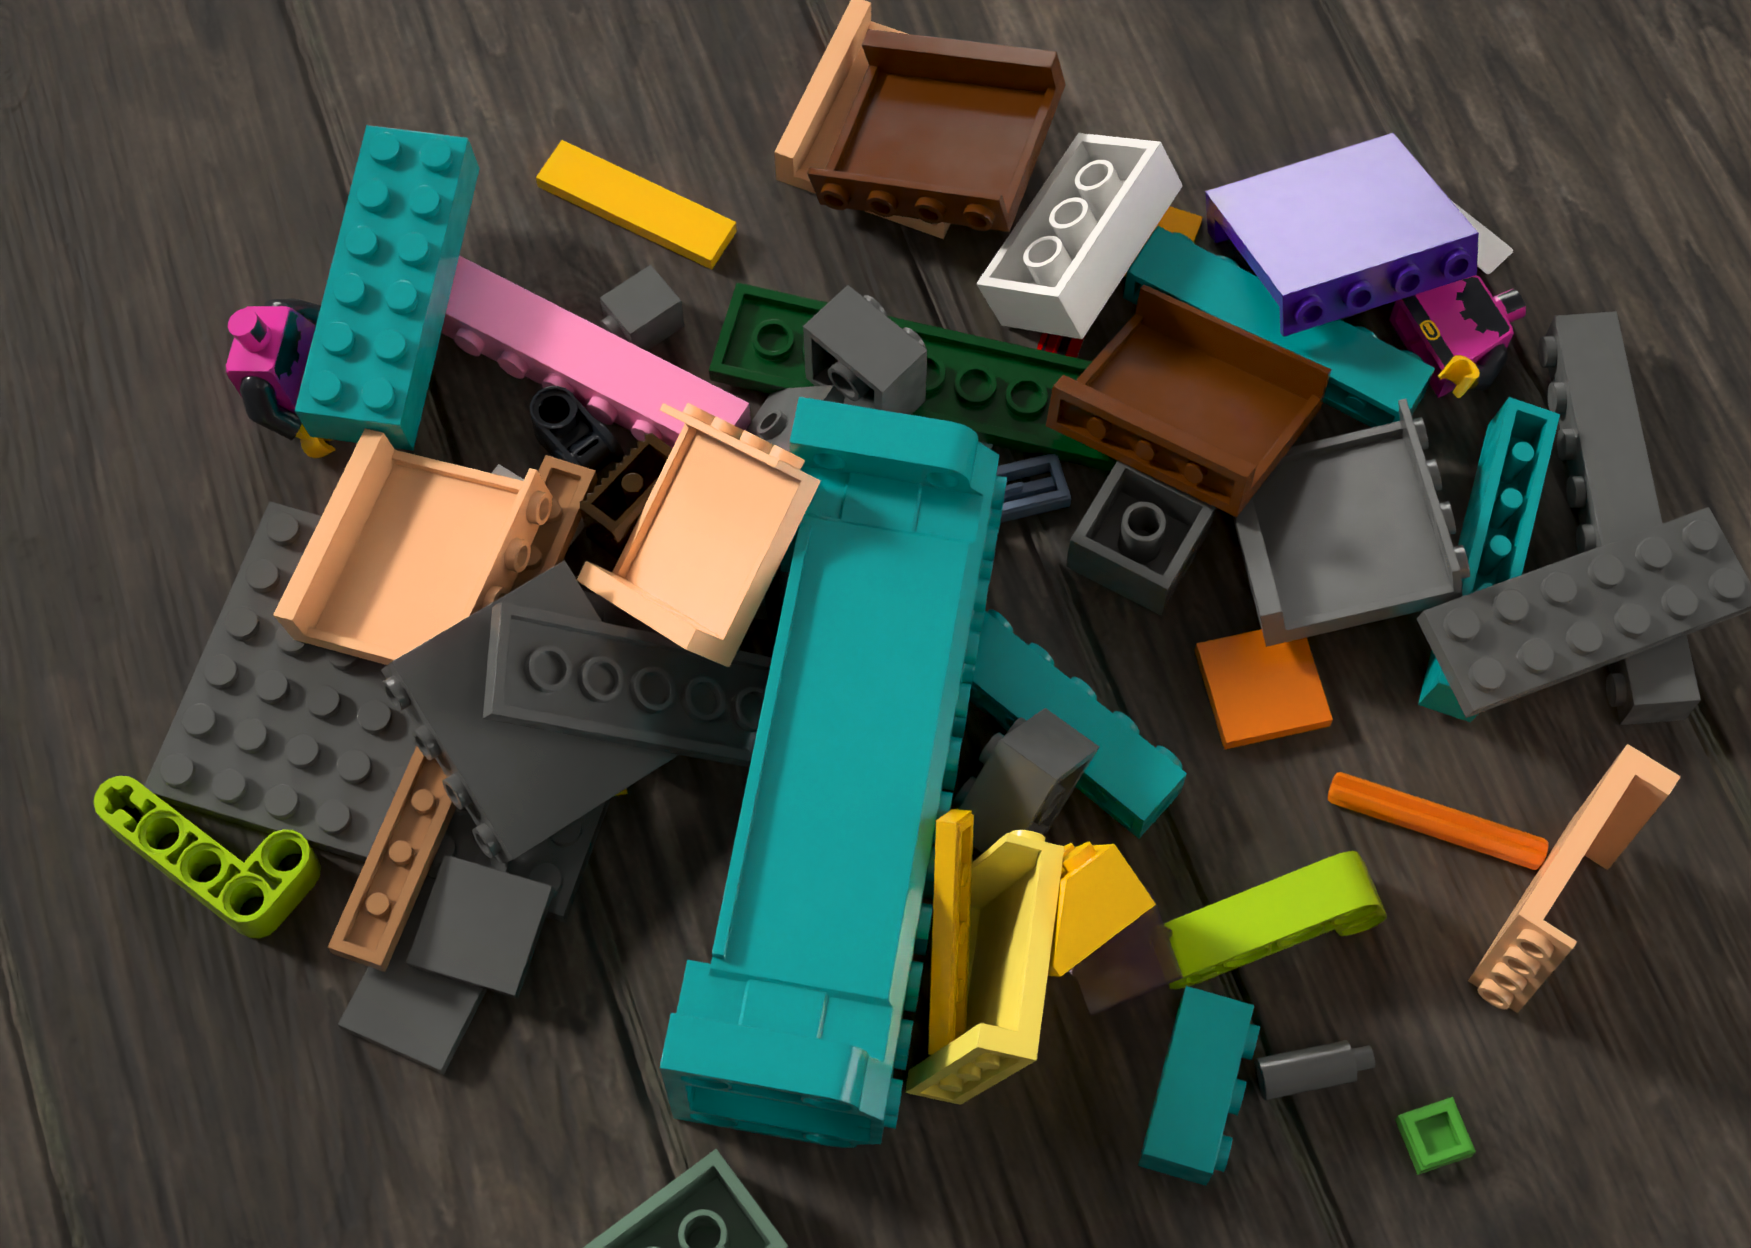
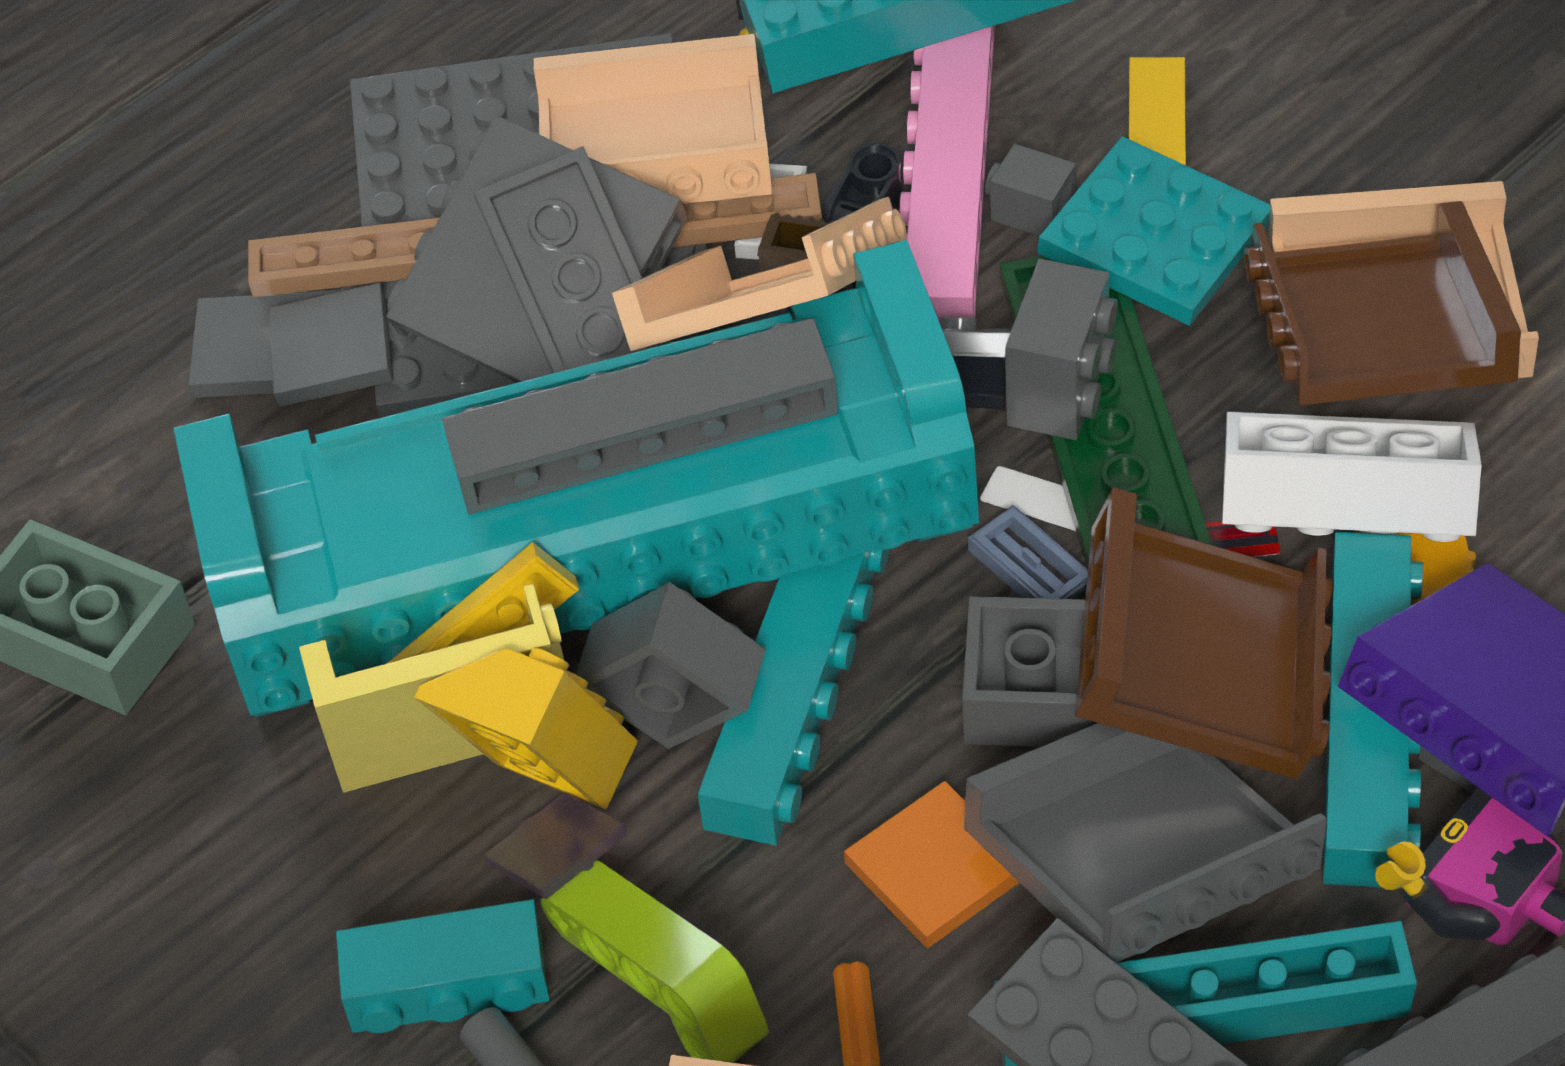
camera: 70 degrees right, 15 degrees down
(197, 850) = (291, 171): lime beam -> none
(745, 246) = (1155, 229): none -> teal plate
(861, 683) = (641, 415): none -> dark grey brick

